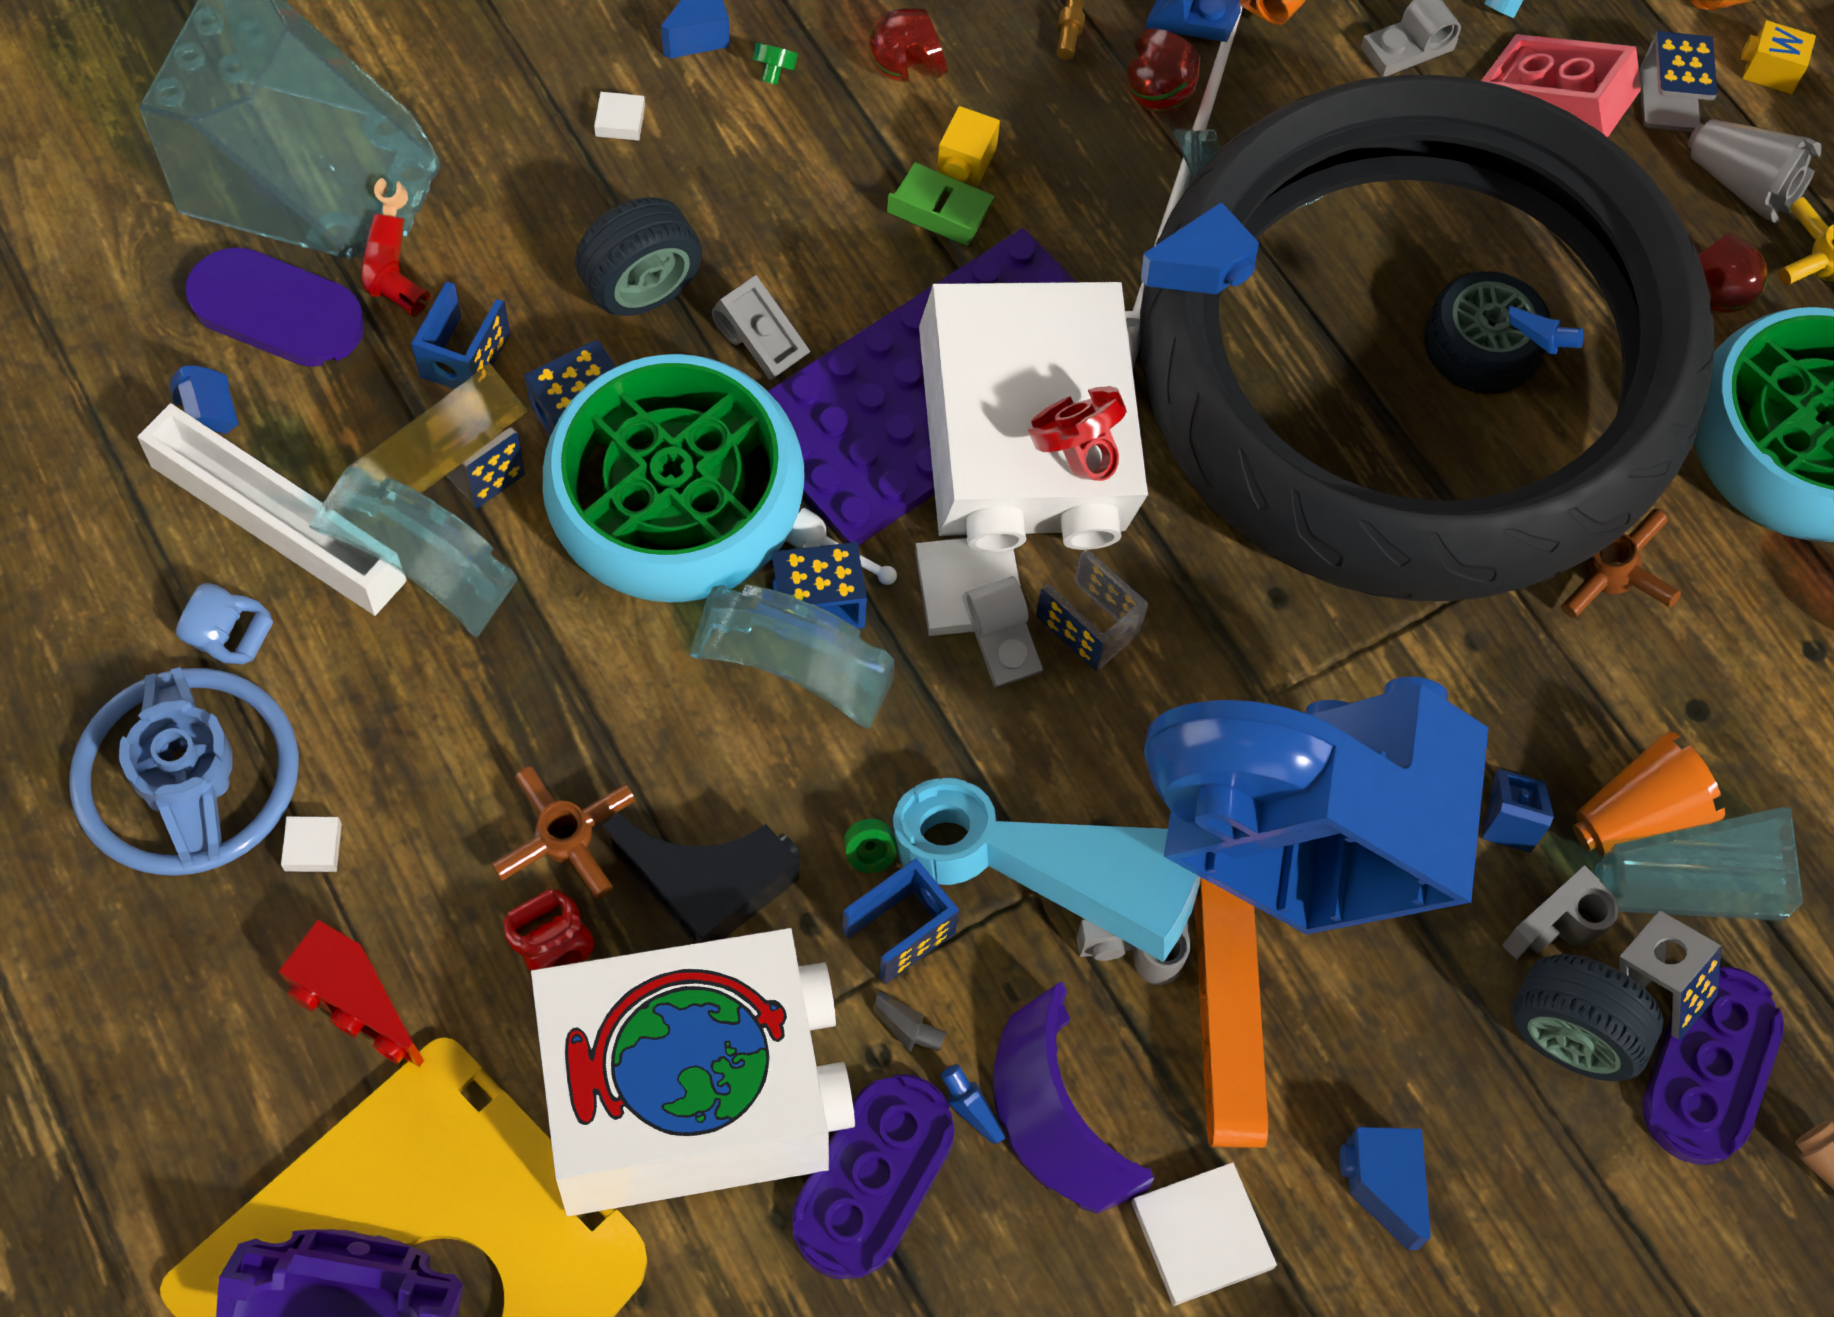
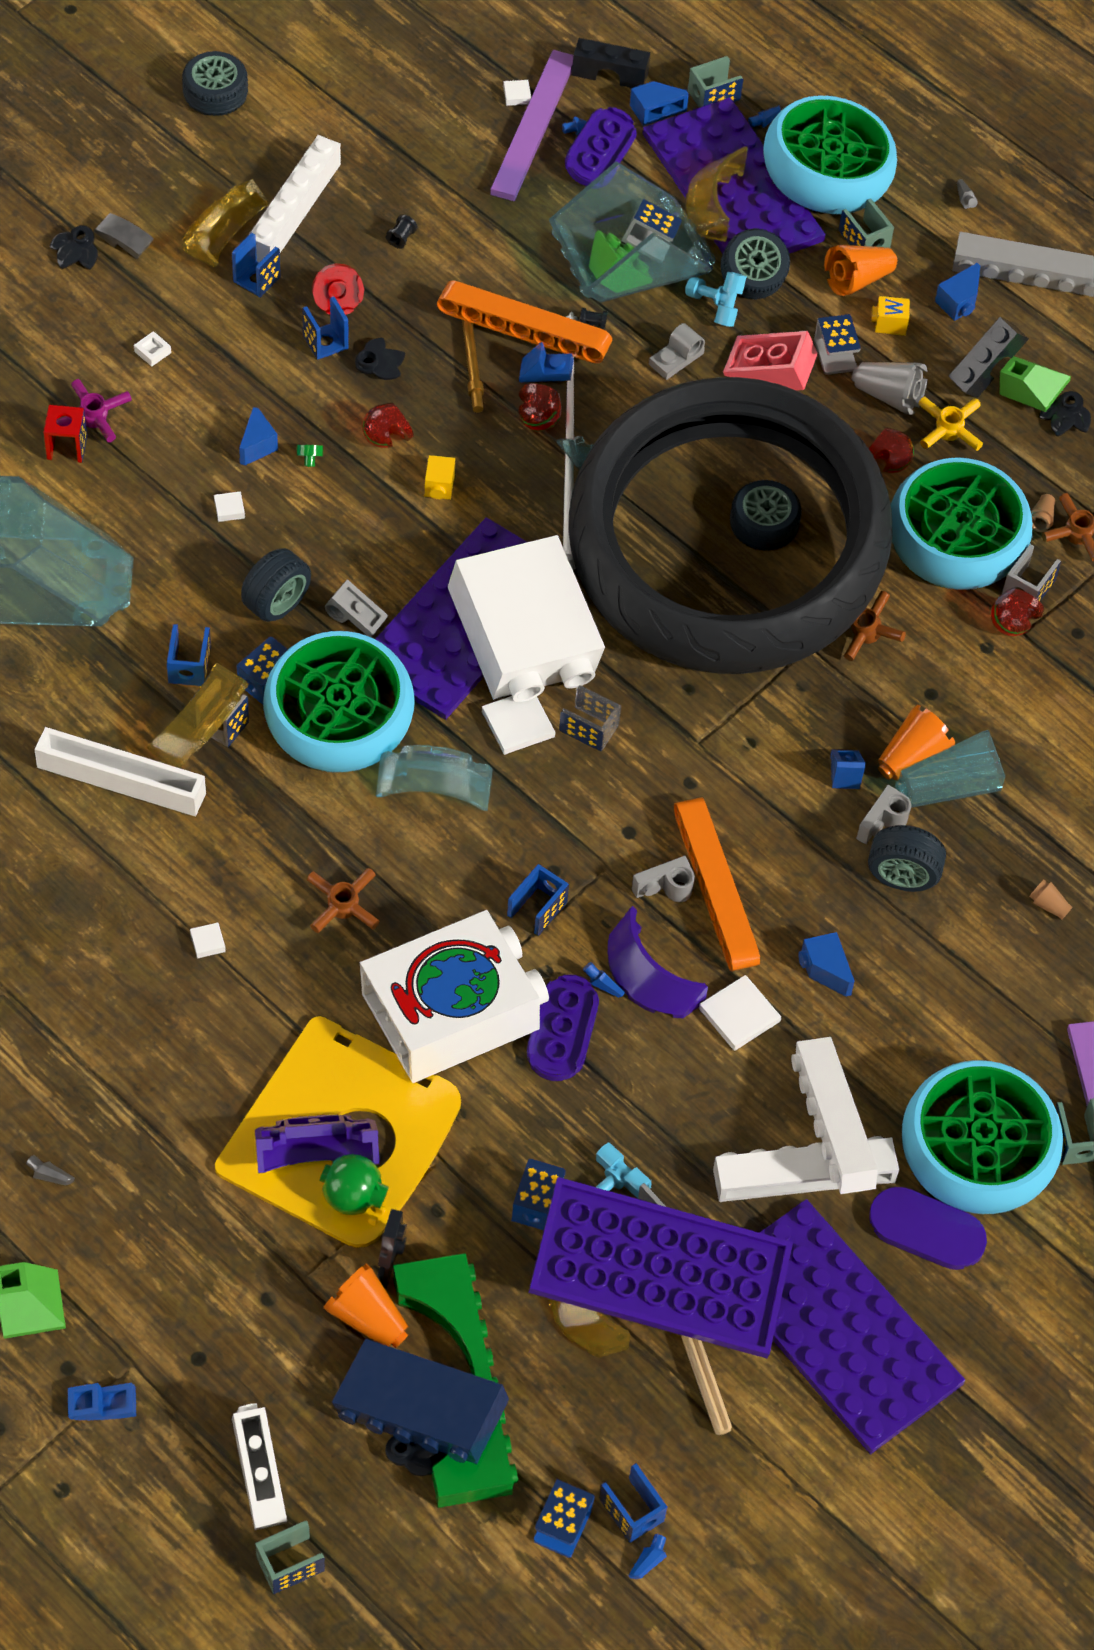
camera: 15 degrees left, 5 degrees down
(187, 787) = (130, 926): medium blue piece -> none
(204, 397) = (53, 718): blue tile -> none
(211, 618) = (107, 839): medium blue piece -> none
(275, 306) = (71, 662): dark purple tile -> none
(341, 979) = (256, 1001): red slope -> none
(382, 254) = (124, 620): red arm -> none
(419, 542) = (214, 764): clear light blue windscreen -> none
(554, 944) = (351, 959): red piece -> none
(707, 887) = (425, 907): black arch -> none
(811, 532) = (422, 715): white hinge -> none
(824, 577) = (440, 732): dark blue piece -> none
(870, 845) = (509, 867): green tile -> none
(907, 1024) = (557, 951): flat silver bar -> none
(922, 192) = (421, 510): bright green piece -> none
(999, 622) = (542, 737): light grey plate -> none
(1079, 427) = (560, 618): red tile -> none
(1094, 871) = (644, 848): medium azure piece -> none
(1203, 255) = (601, 510): blue slope -> none
(1327, 808) = (744, 783): blue piece -> none
(1545, 331) = (795, 508): blue bar -> none
(1691, 981) = (955, 824): light grey piece -> none
(1715, 1077) = (979, 870): dark purple tile -> none

